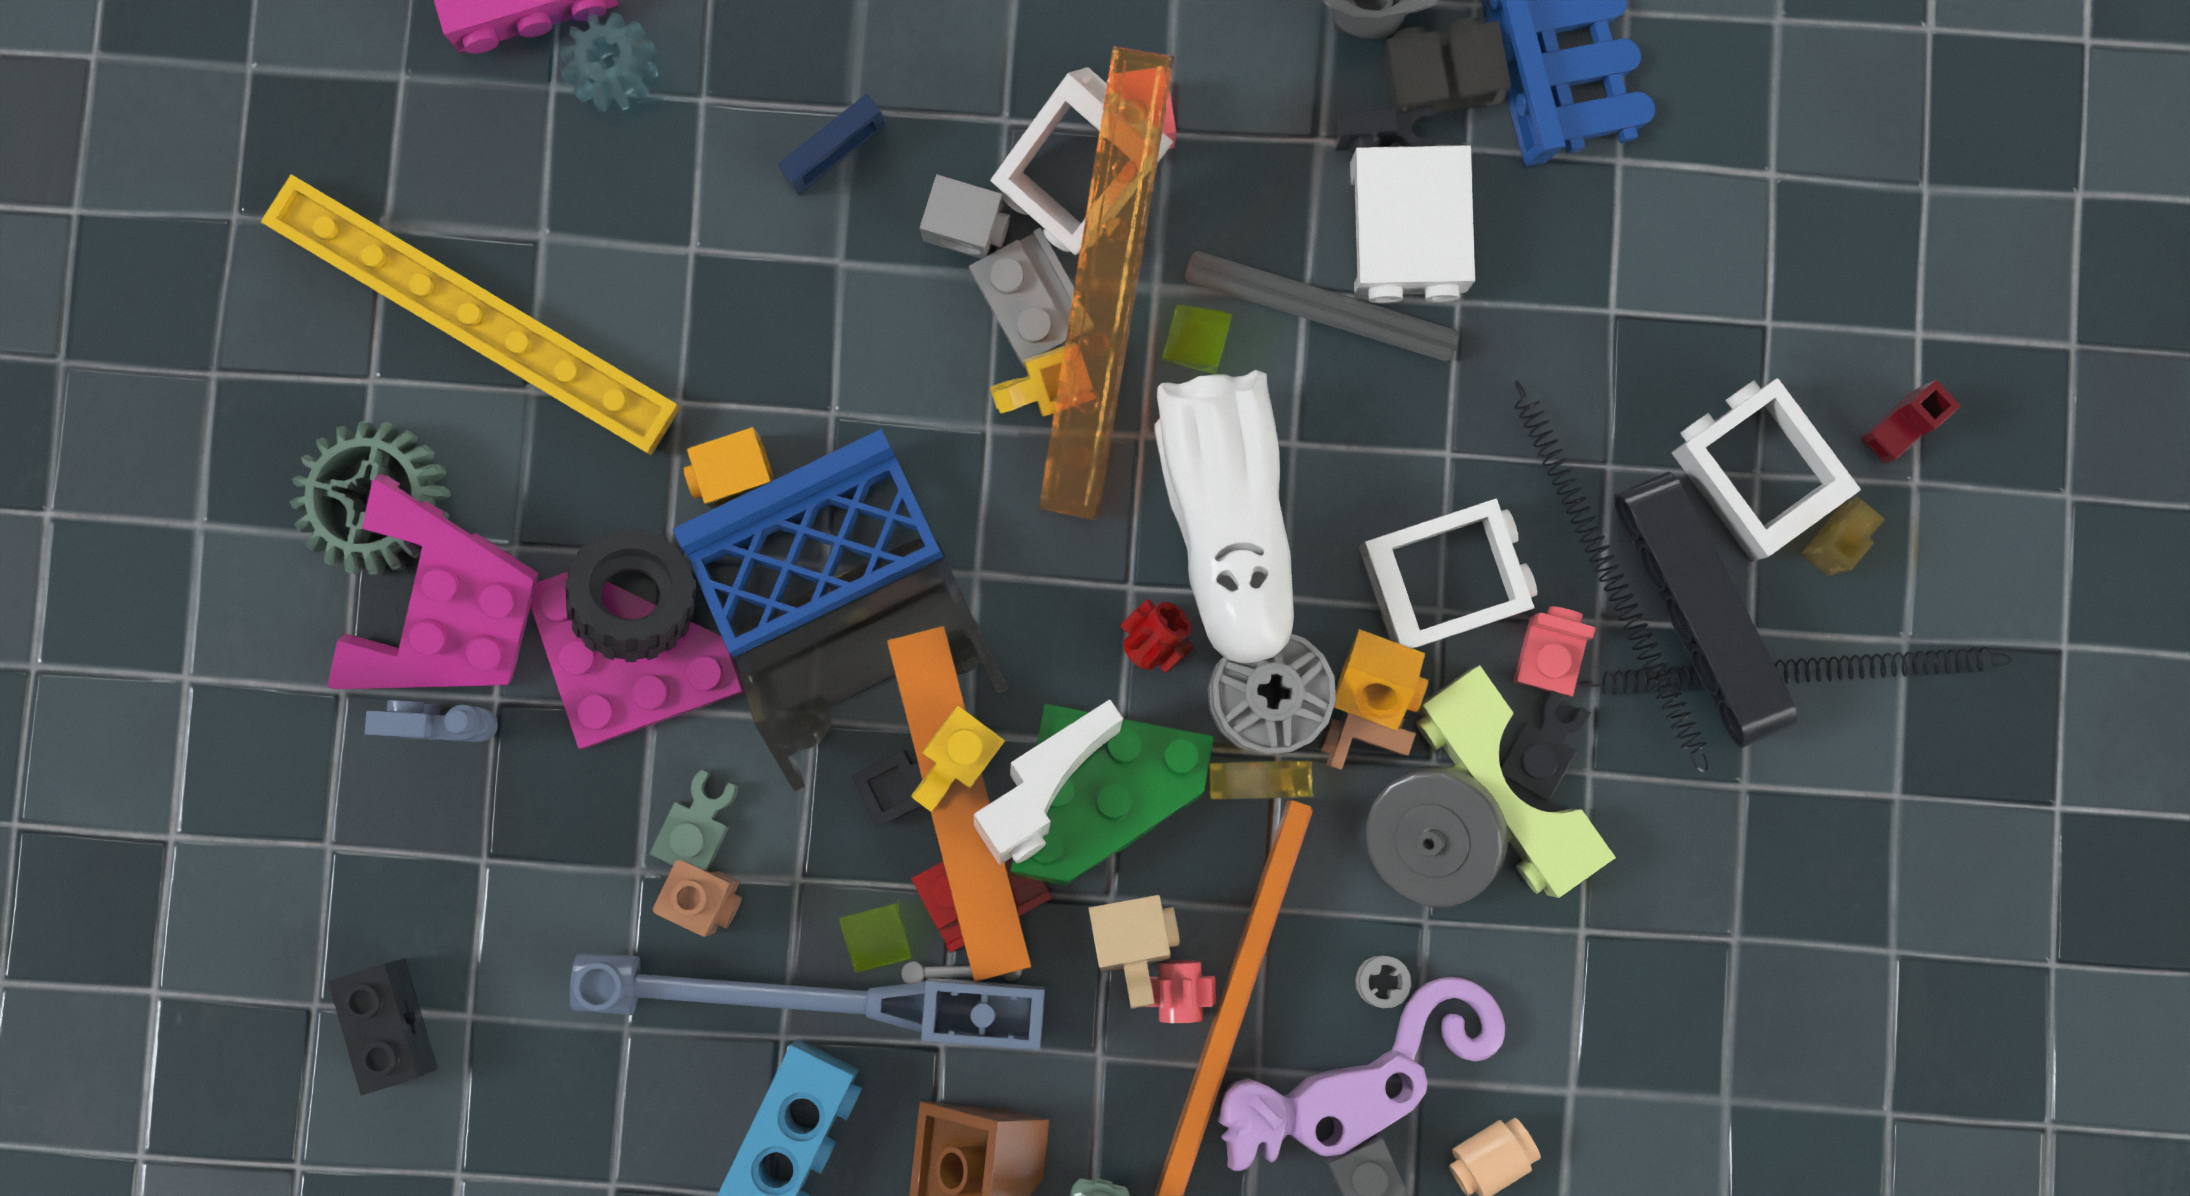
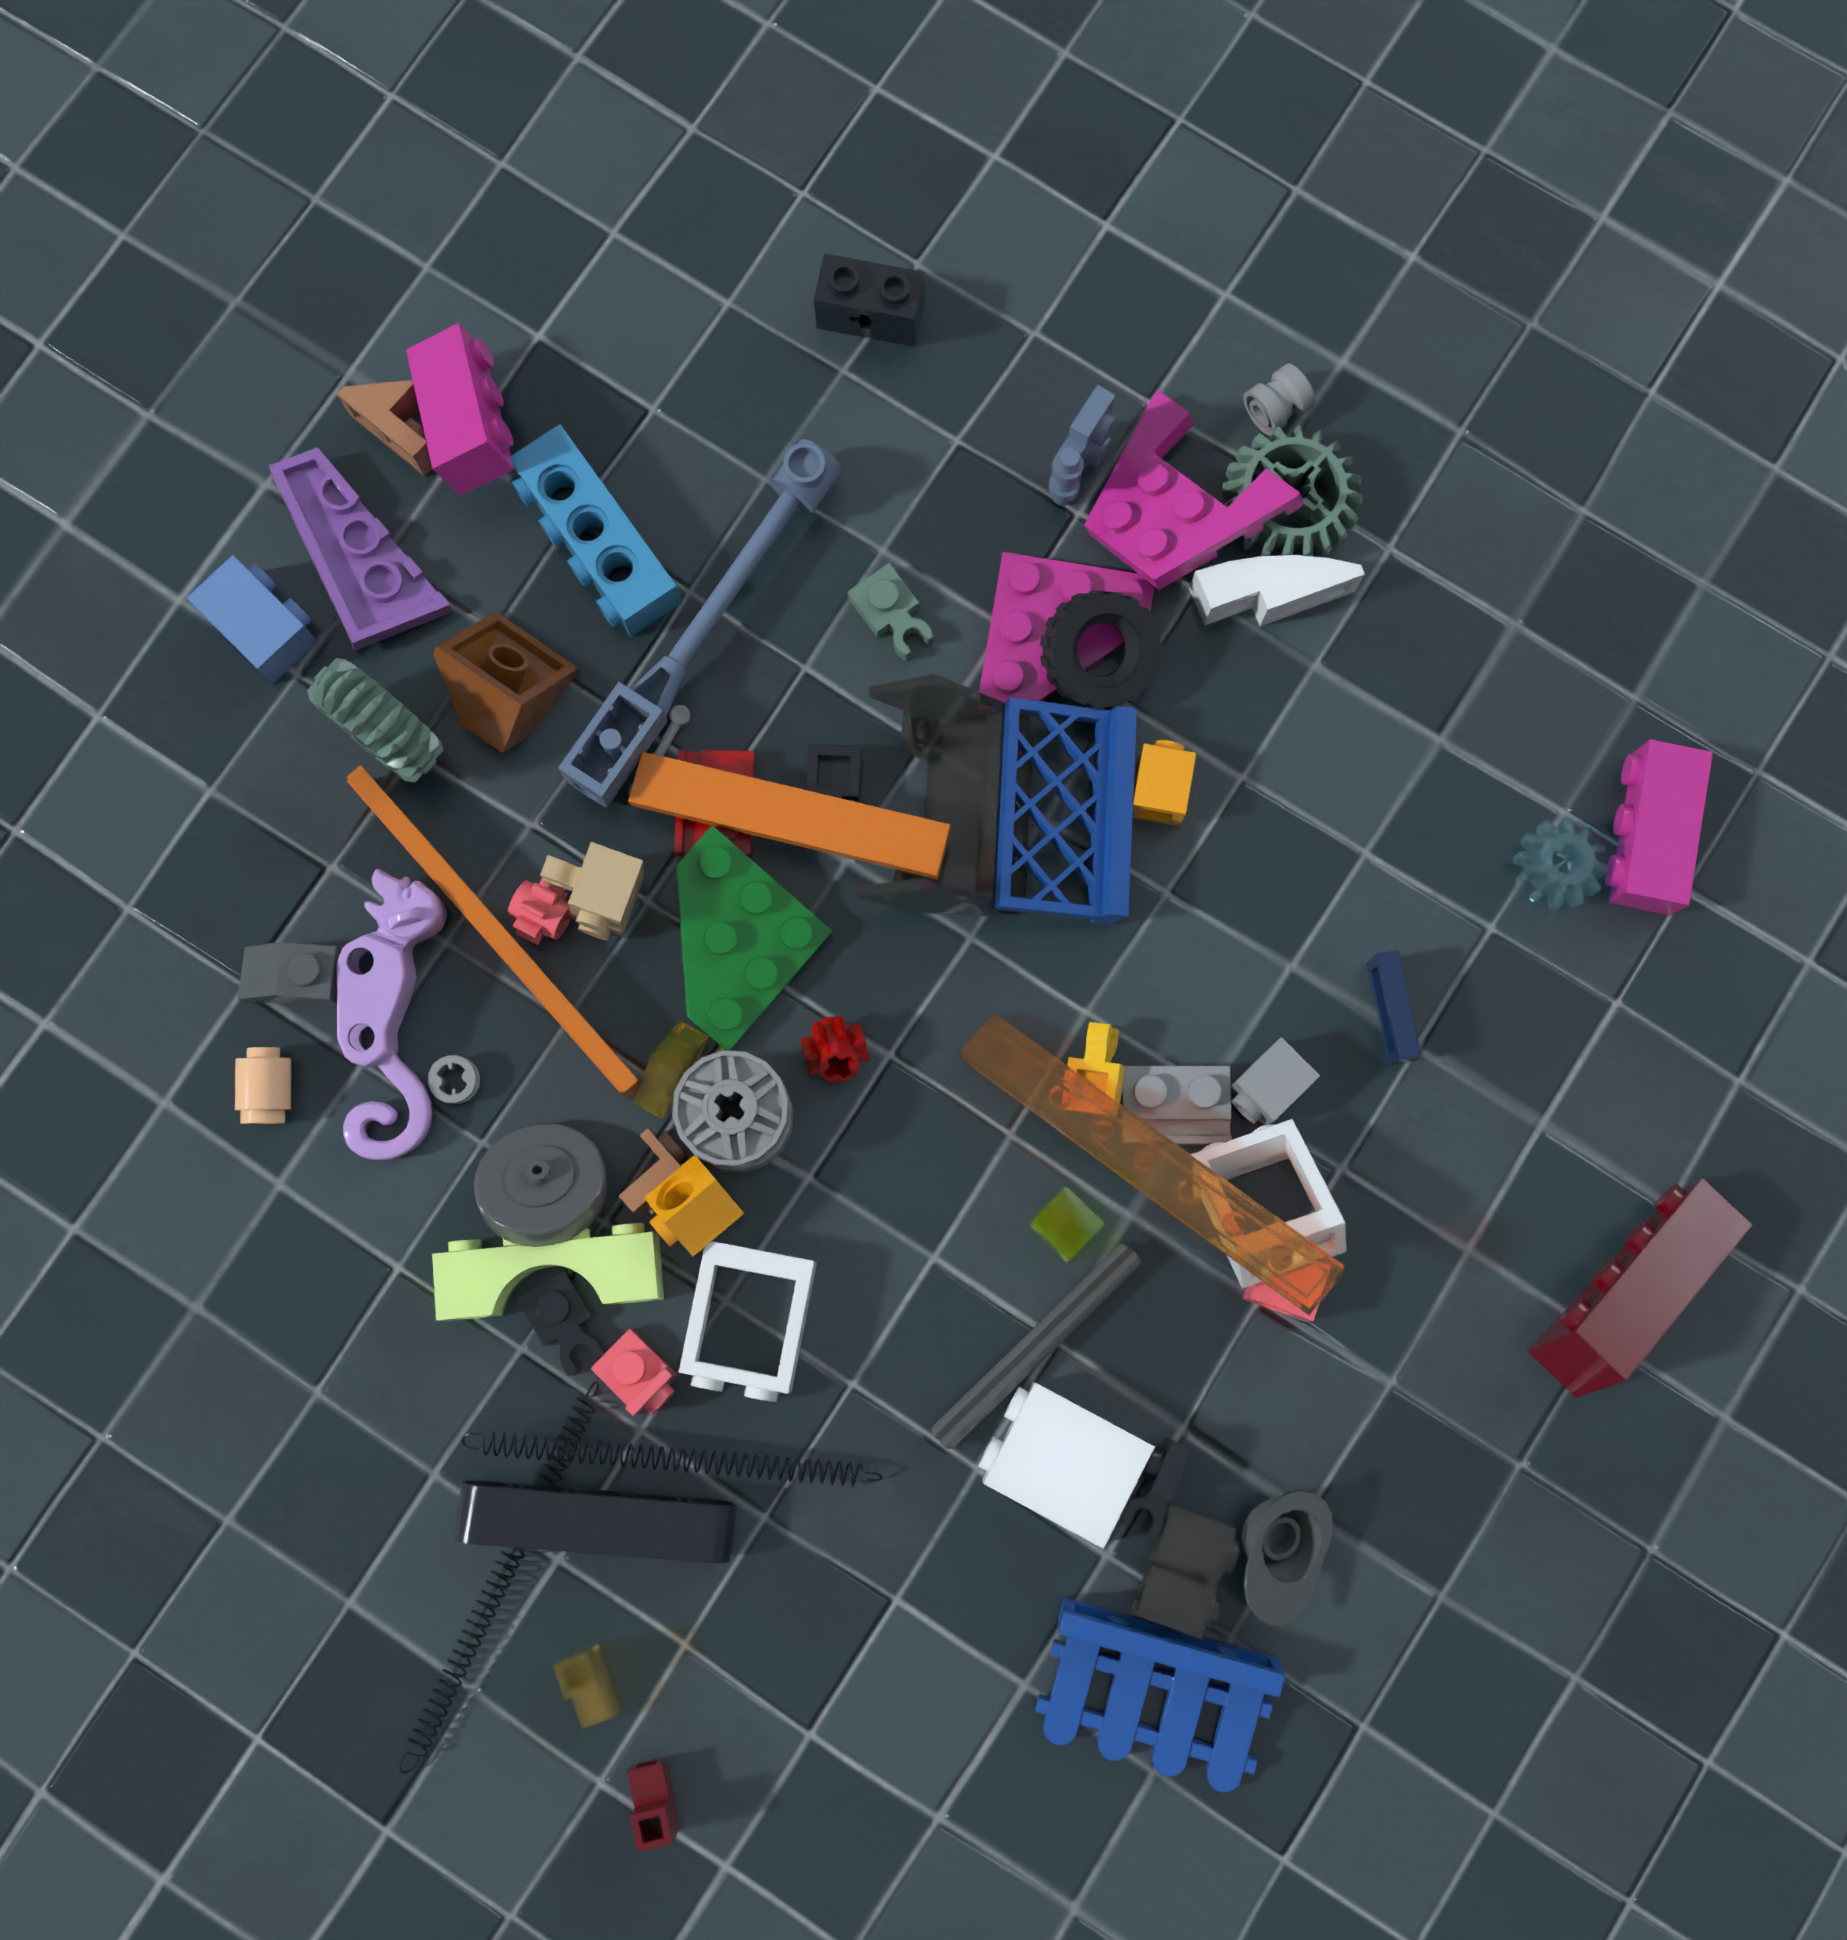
camera: 120 degrees right, 5 degrees down
(278, 563) = (1278, 400): none -> light grey wheel
(471, 314) = (1400, 648): yellow plate -> none
(476, 470) = (1271, 586): none -> white slope
(698, 898) = (828, 576): nougat bracket -> none
(875, 937) = (725, 701): clear neon green slope -> none
(960, 752) = (828, 830): yellow plate -> none
(1018, 819) = (746, 848): white slope -> none
(1224, 491) = (903, 1155): white piece -> none
(1726, 501) = (628, 1658): white window -> none

